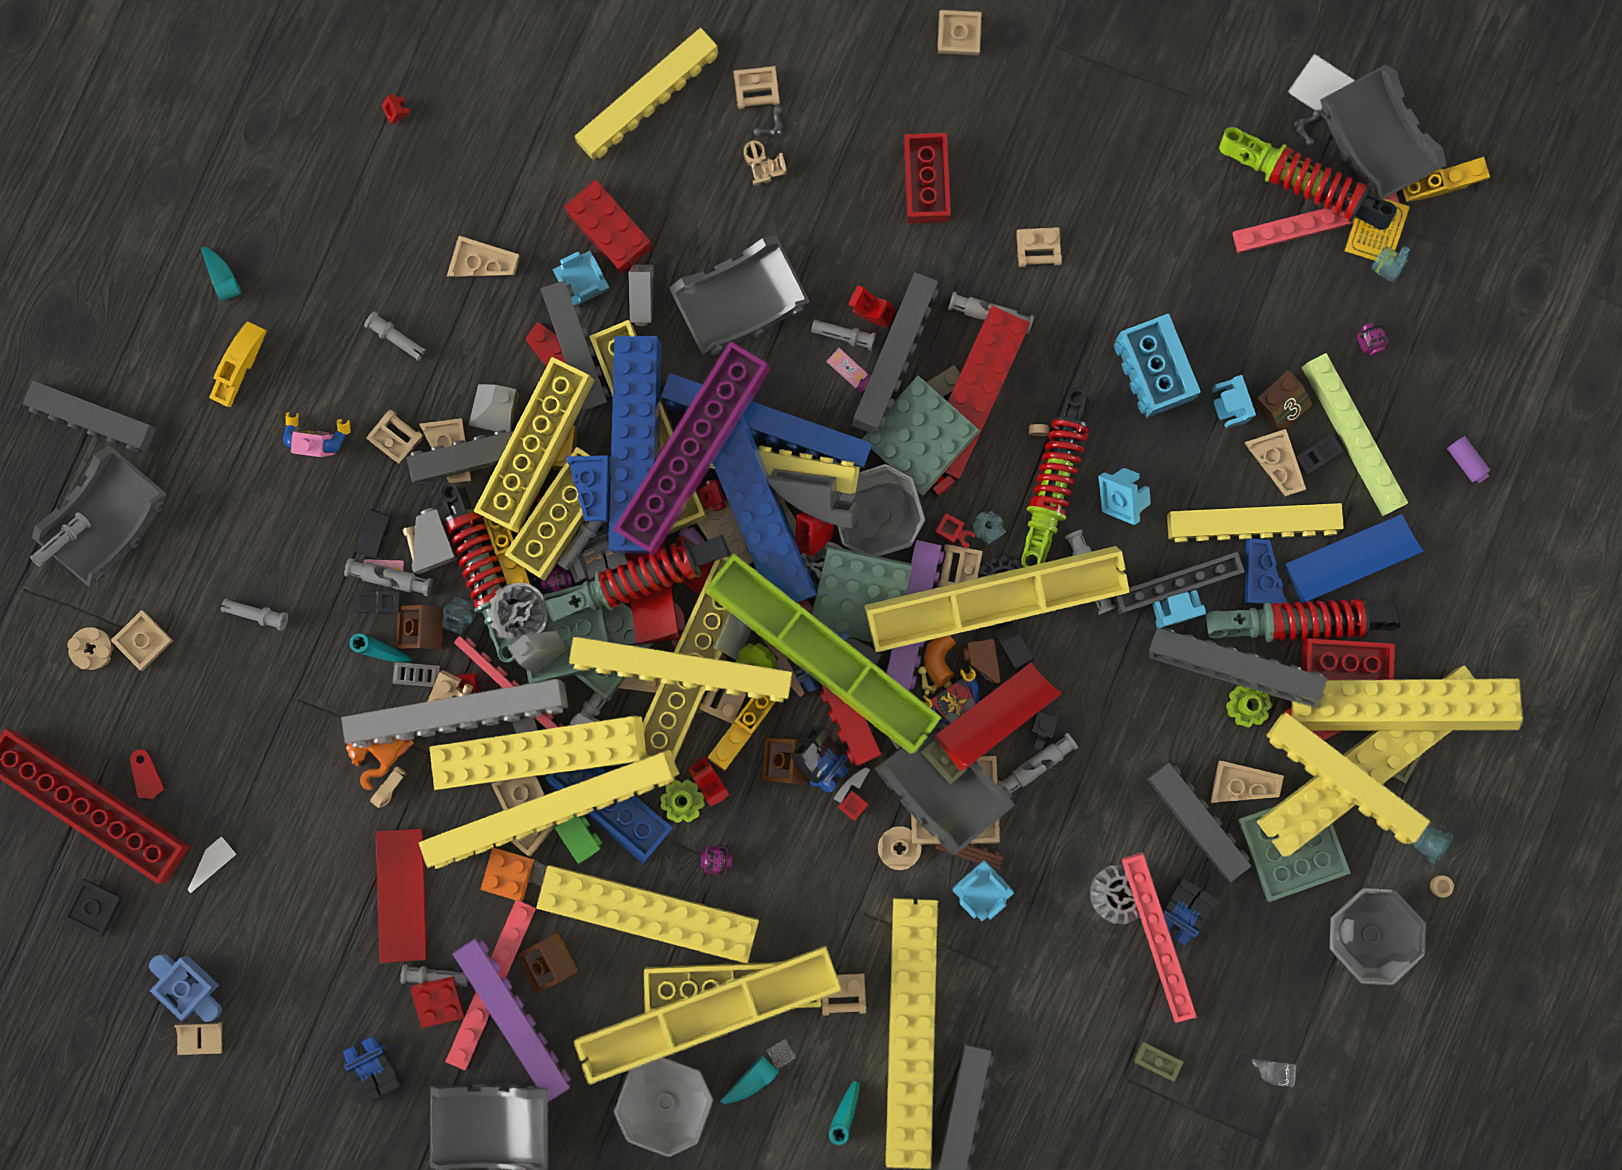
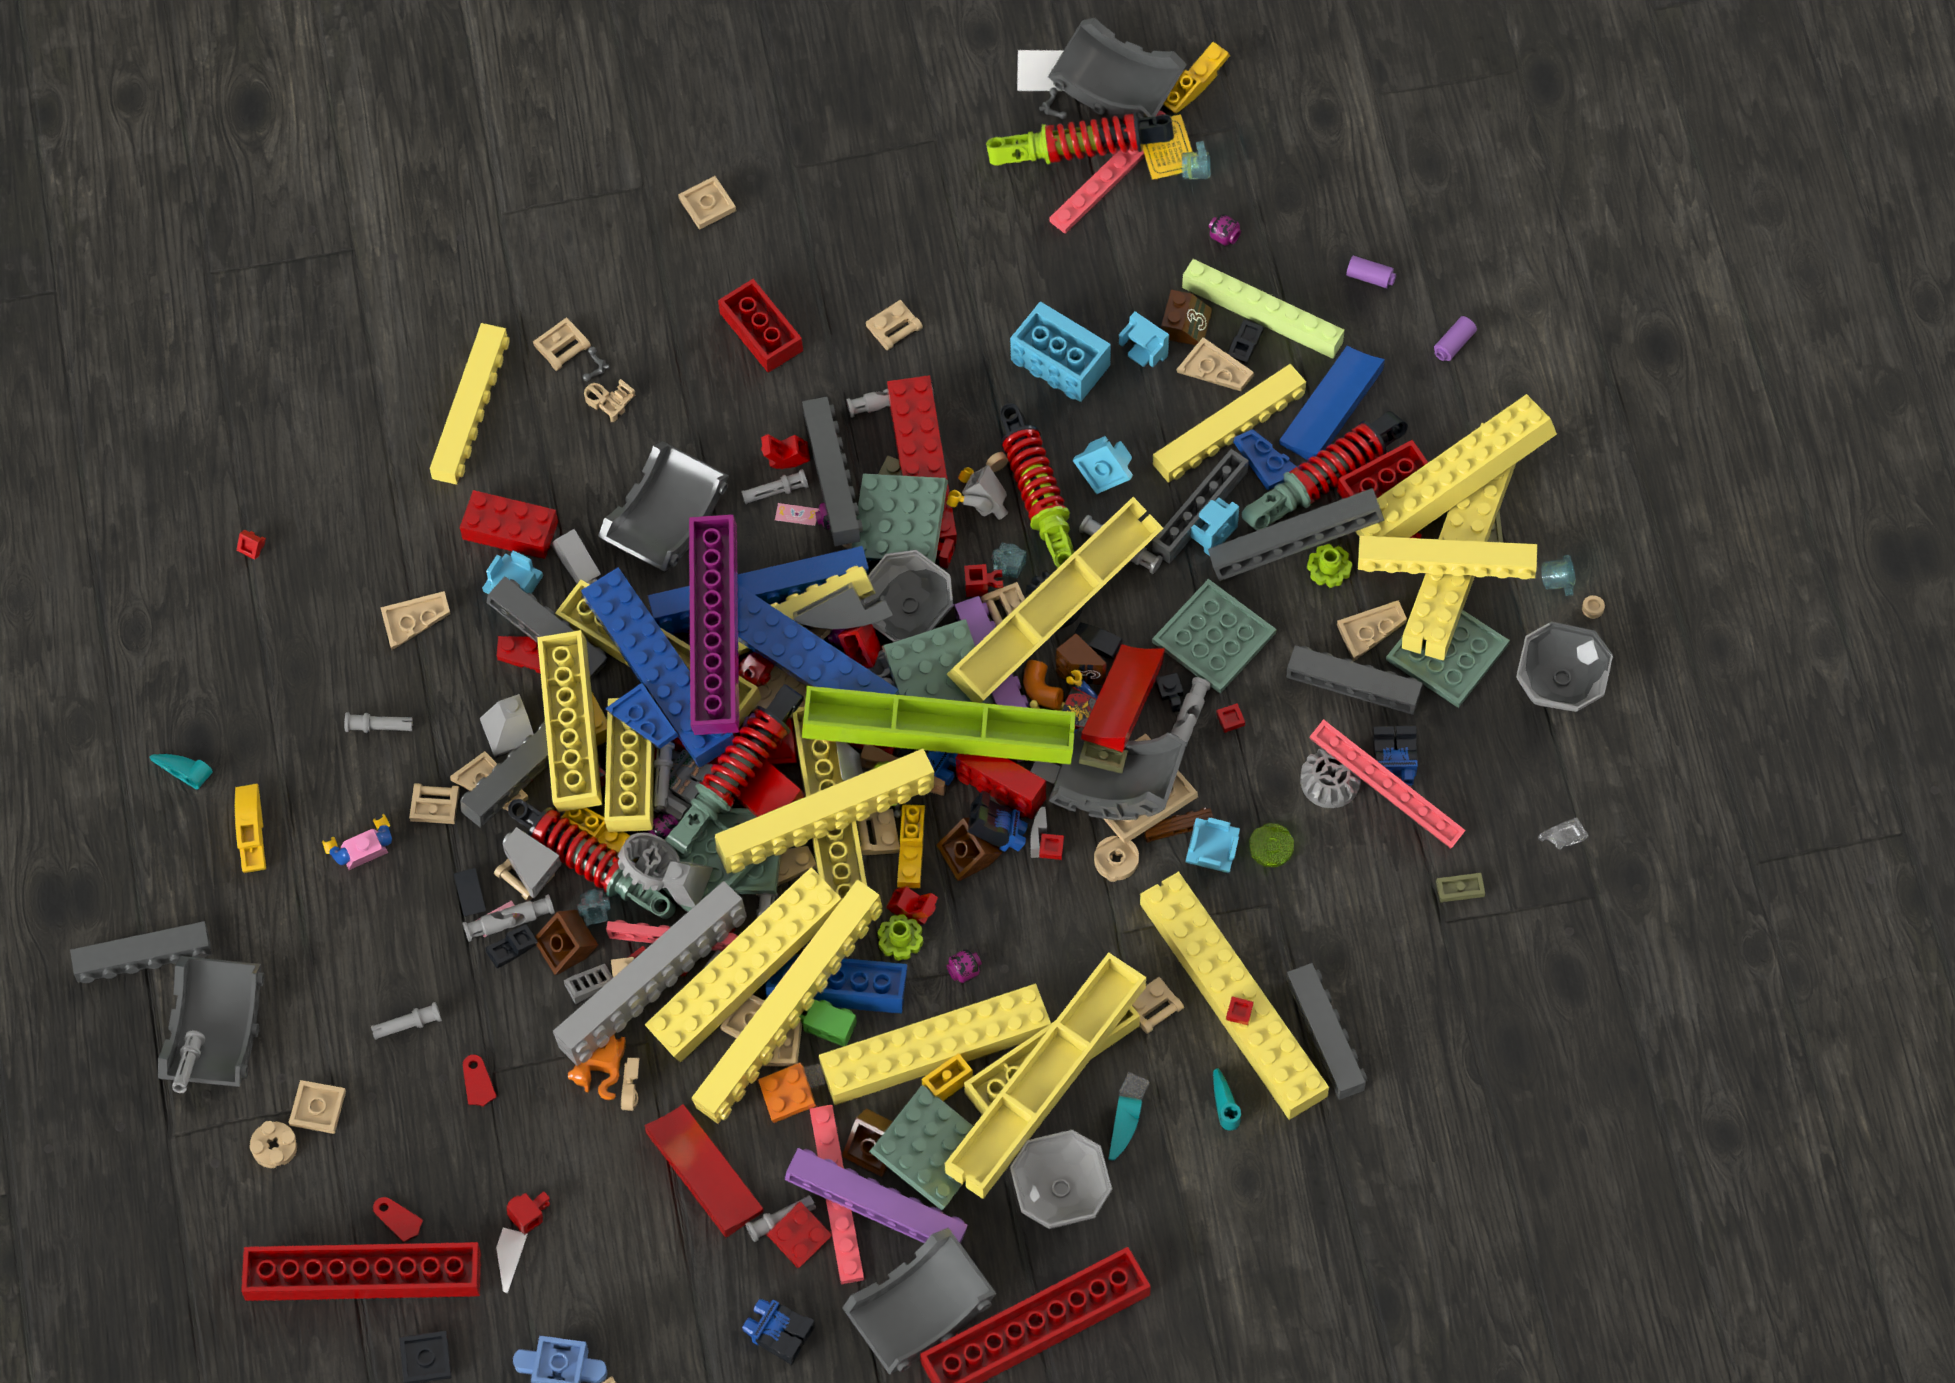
camera: 35 degrees left, 20 degrees down
(242, 840) = (527, 1213): none -> red brick
(278, 700) = (477, 1082): none -> red piece
(378, 649) = (536, 985): teal piece -> none
(580, 1001) = (921, 1144): none -> sand green plate
(636, 952) = (948, 1077): none -> yellow brick
(901, 1061) = (1239, 1010): none -> red plate
(1007, 454) = (981, 492): none -> light grey torso
(1032, 919) = (1271, 845): none -> clear neon green tile
(1074, 787) = (1230, 718): none -> red plate
(1111, 705) = (1214, 635): none -> sand green plate
(1497, 568) = (1455, 338): none -> medium lavender brick

